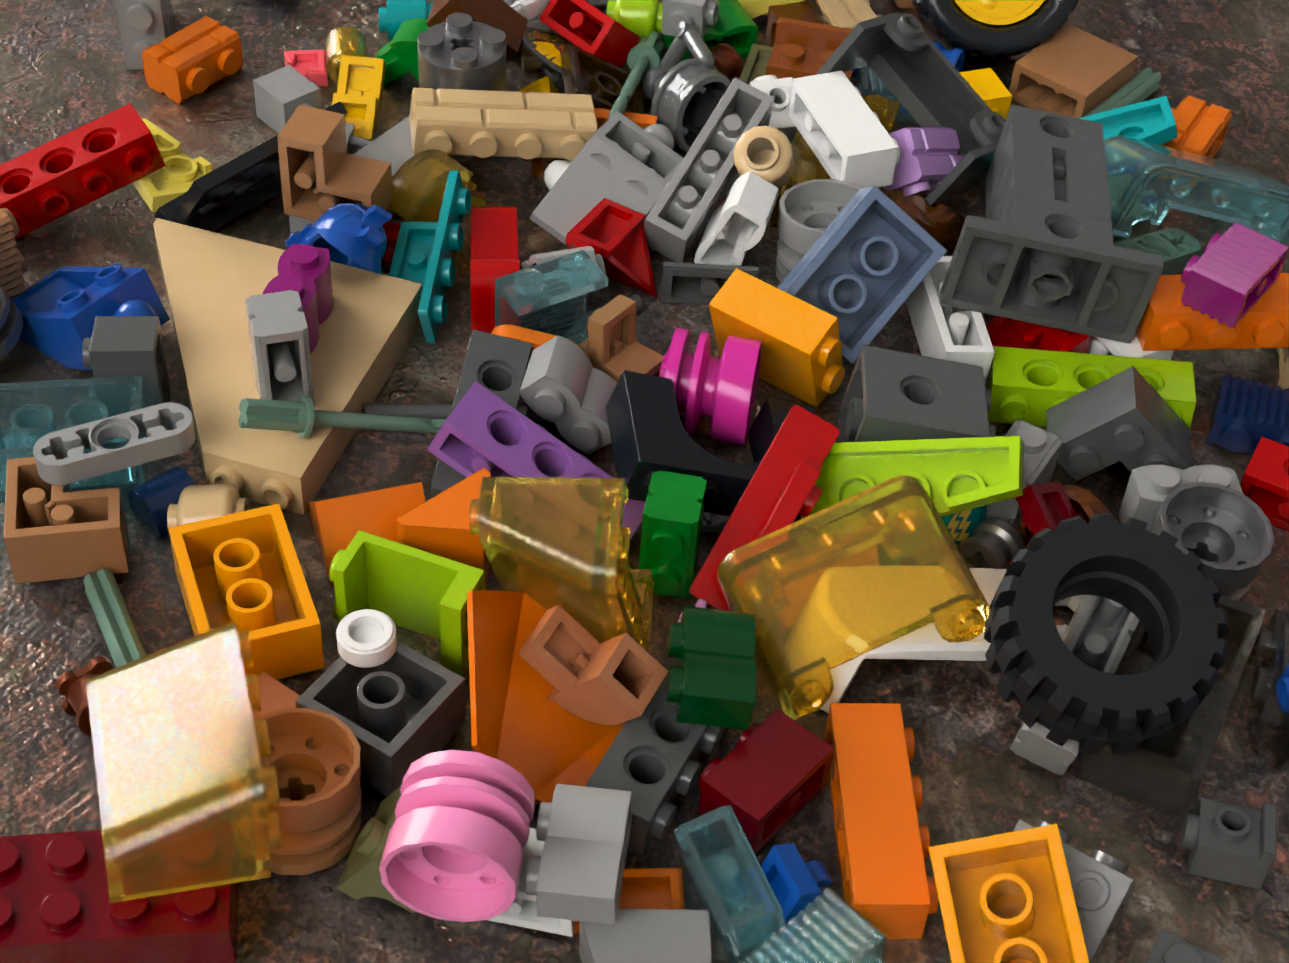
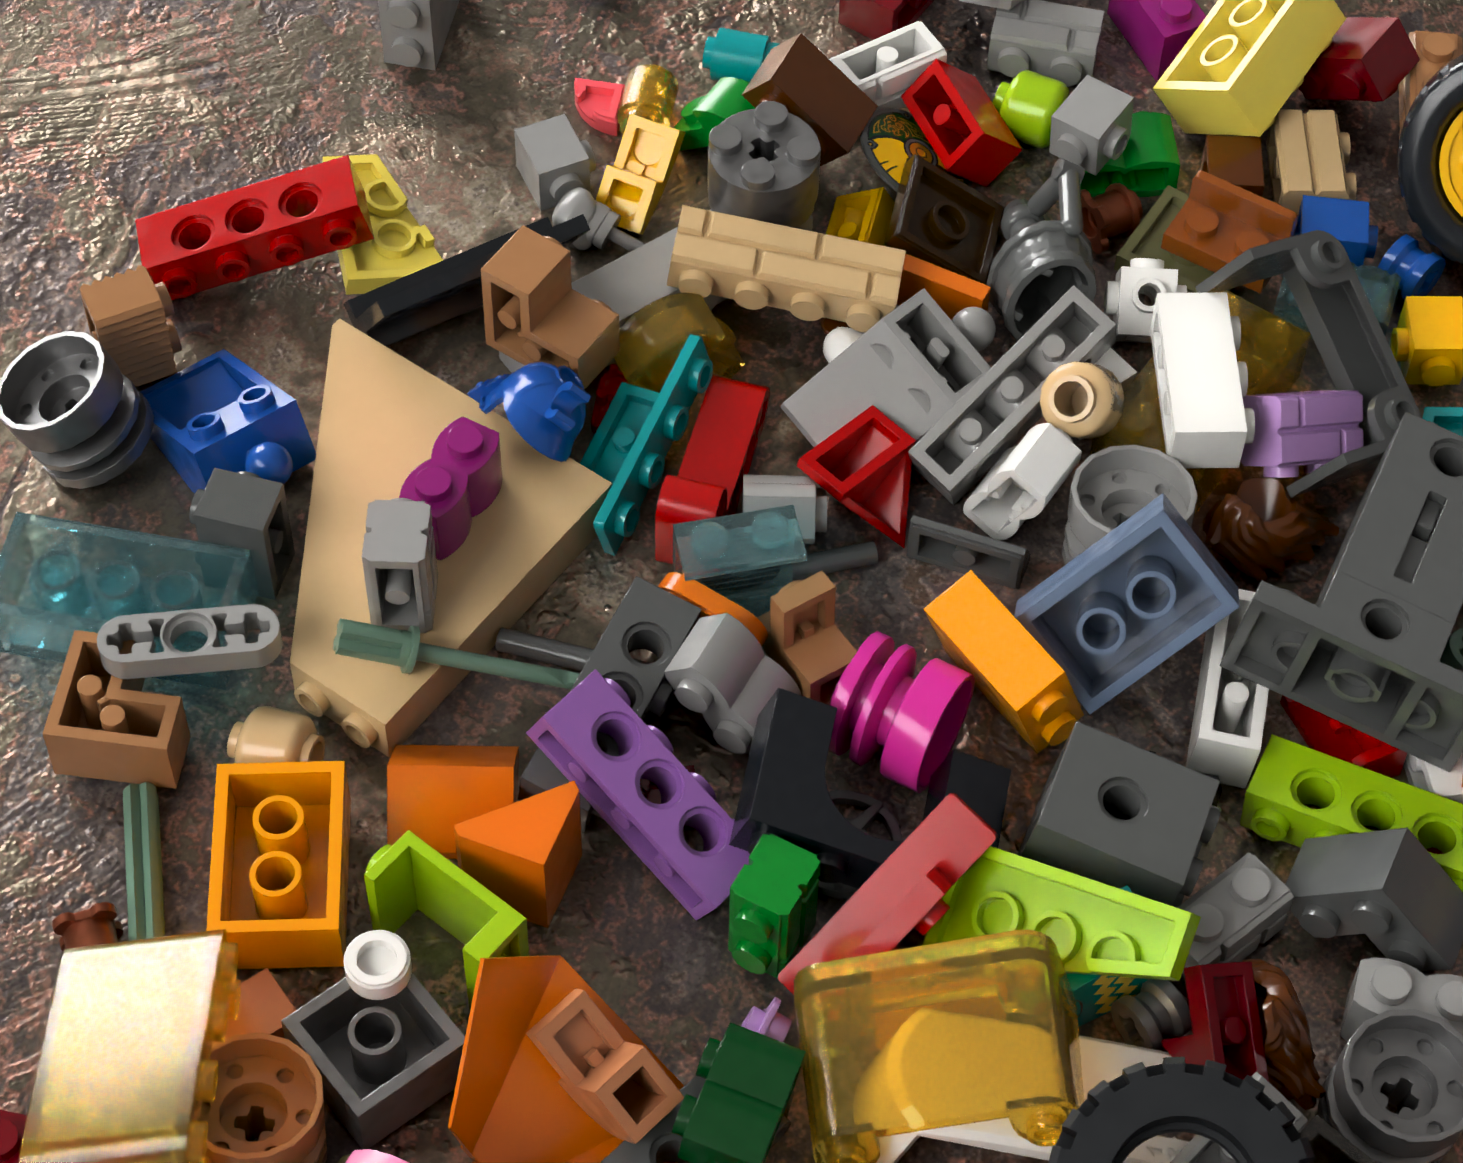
camera: 20 degrees right, 10 degrees up
(153, 498) = (235, 700): dark blue brick -> none
(192, 59) = (461, 72): orange brick -> none
(566, 549) = (614, 941): clear yellow windscreen -> none
(640, 58) = (1014, 182): sand green piece -> none

